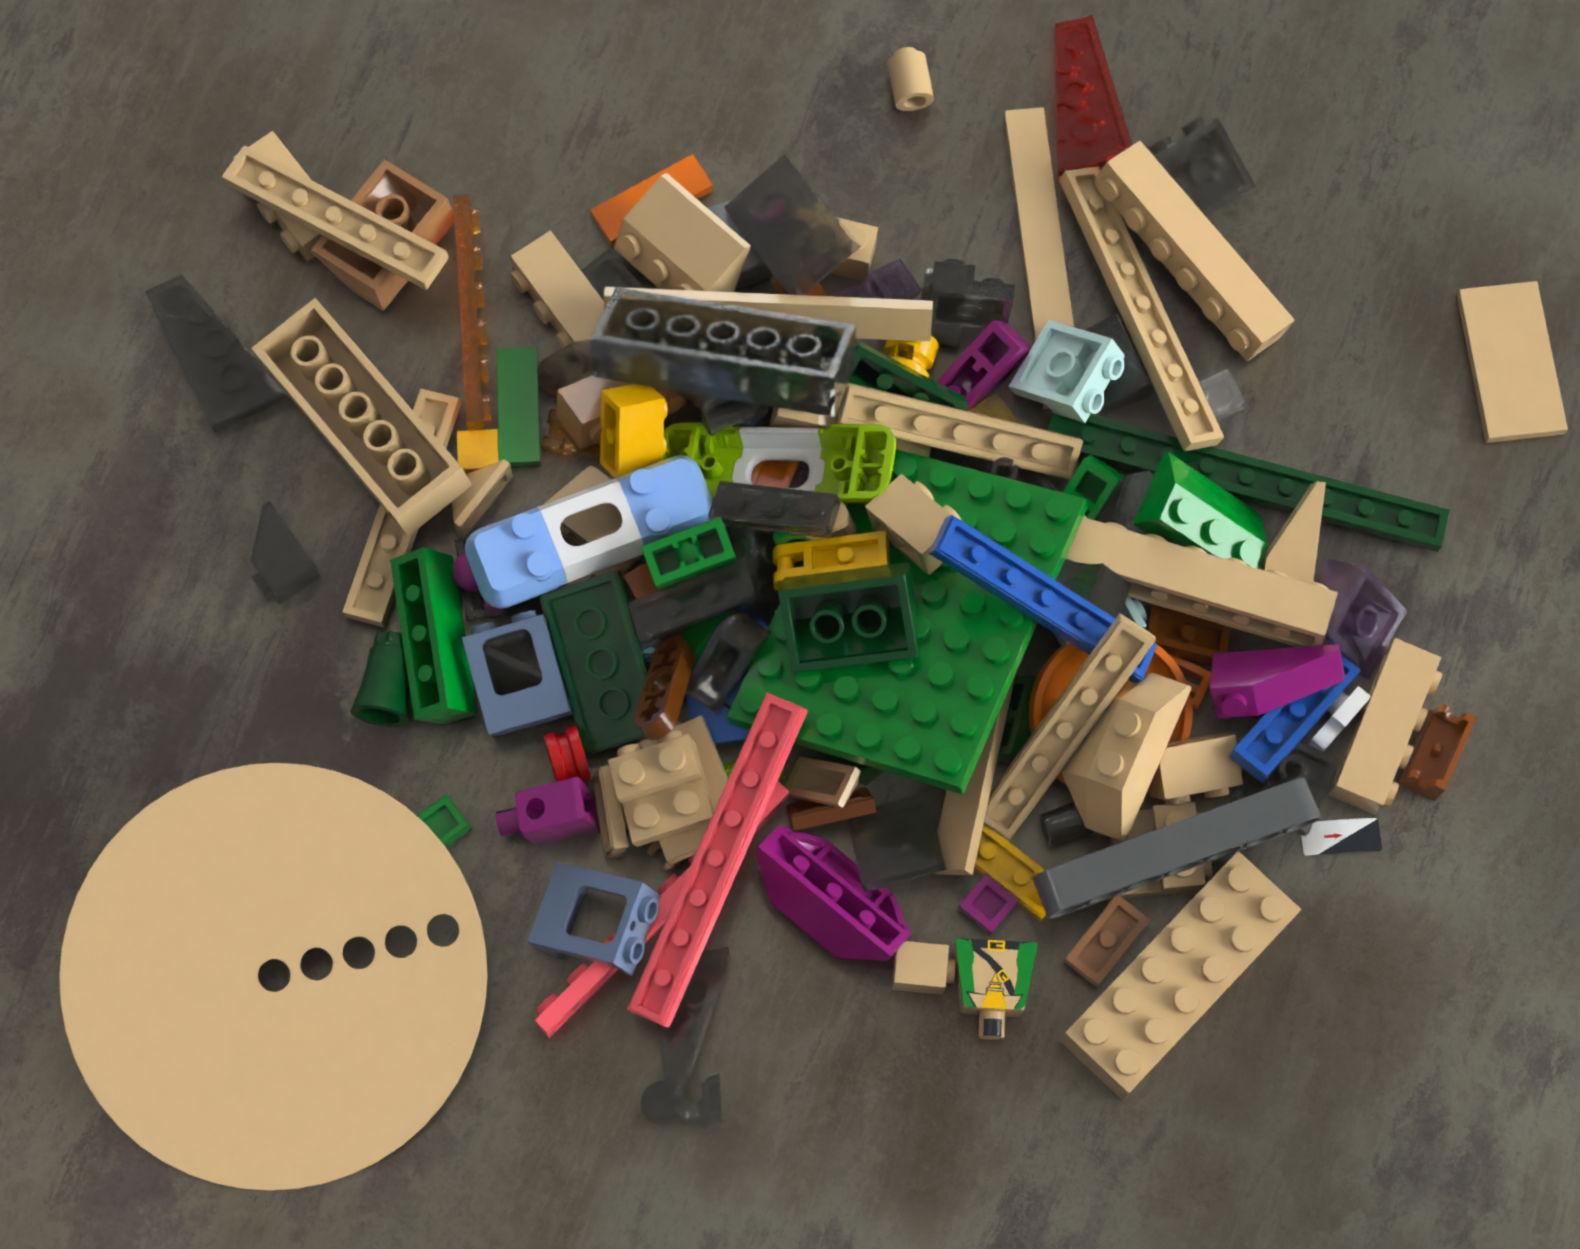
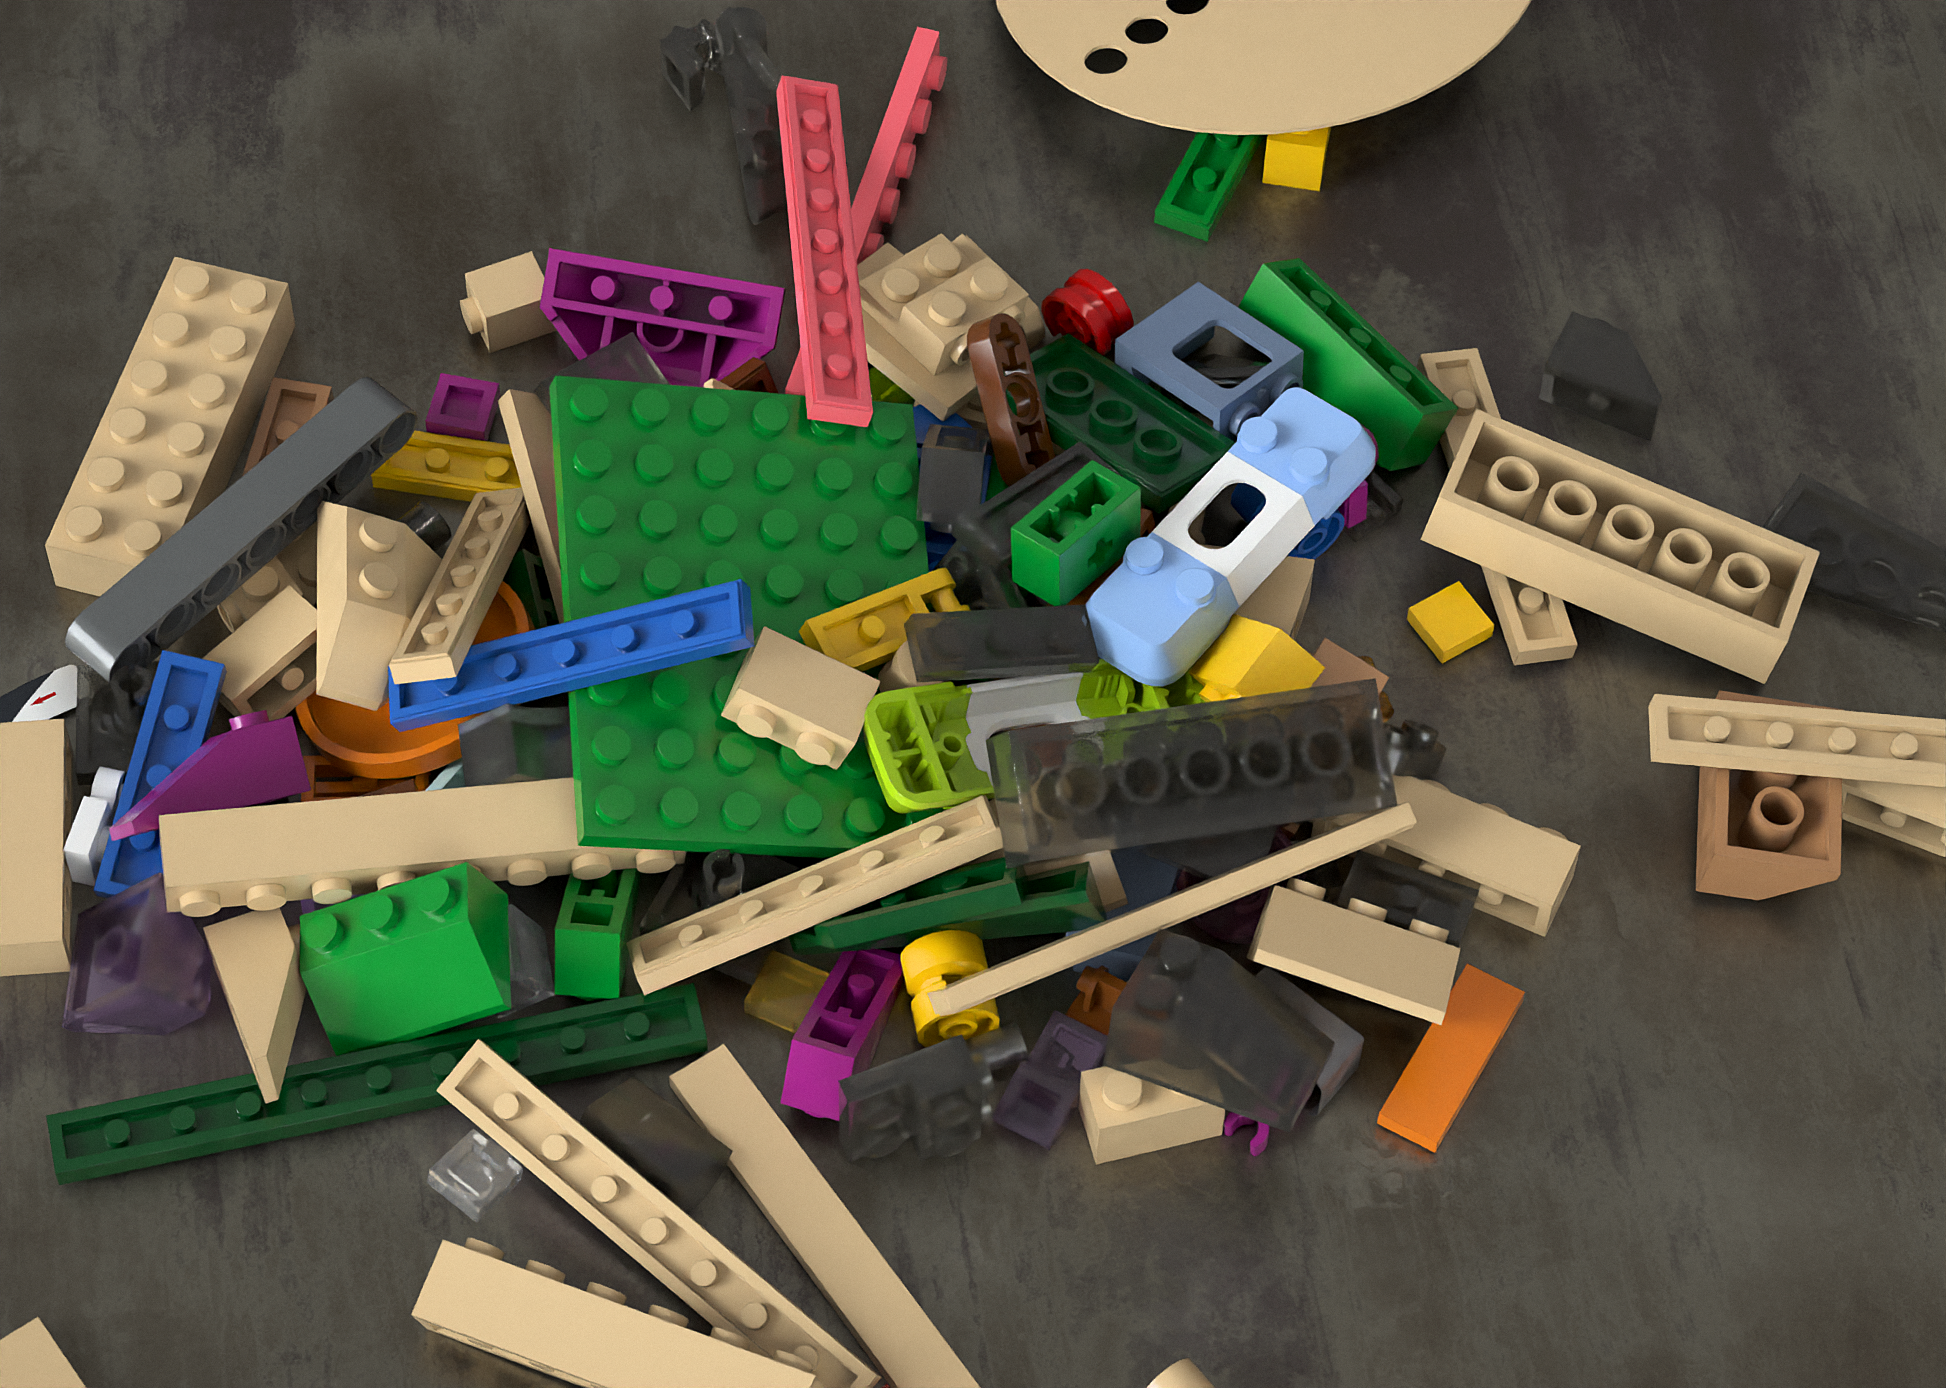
camera: 155 degrees right, 15 degrees down
(385, 684) = (1362, 276): dark green plant -> none
(470, 298) = (1594, 781): clear orange plate -> none
(474, 502) = (1416, 566): tan slope -> none
(518, 406) = (1440, 698): green tile -> none
(561, 906) = (984, 147): sand blue window -> none
(566, 810) = (1059, 237): magenta torso -> none
(849, 617) = (823, 544): dark green slope -> none
(993, 980) = (414, 328): torso -> none
(1069, 370) = (709, 1069): light aqua plate -> none

